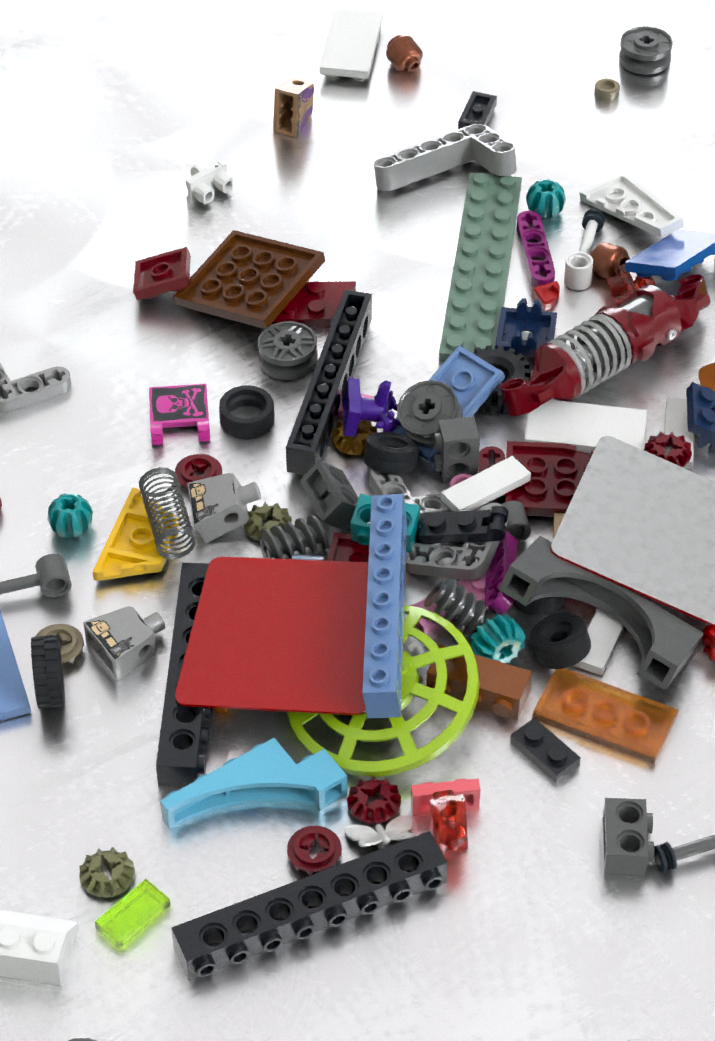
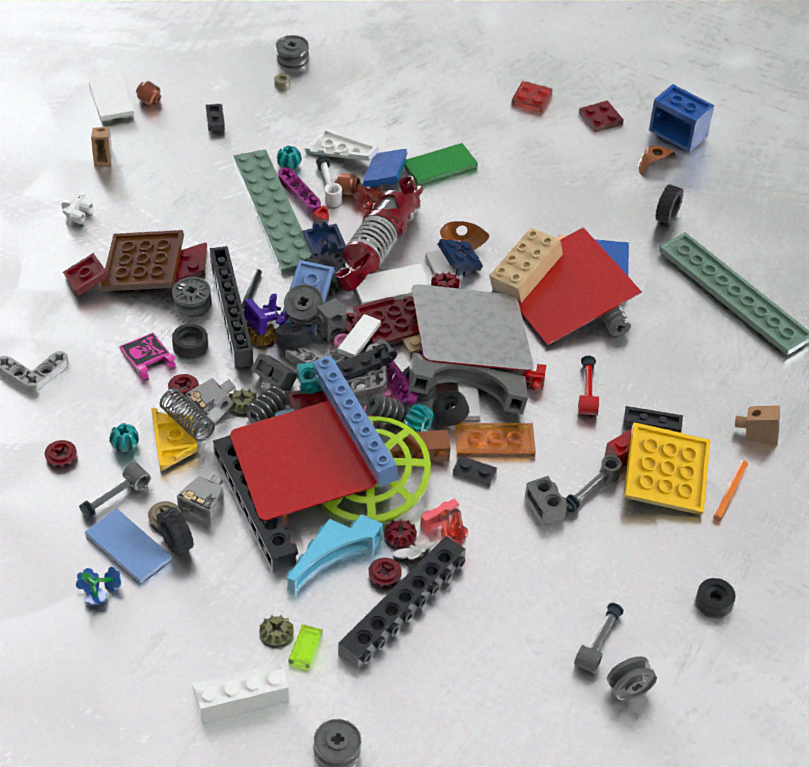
camera: 30 degrees left, 0 degrees up
(383, 365) = (252, 286): none -> black piece
(443, 153) = (214, 146): light grey beam -> none

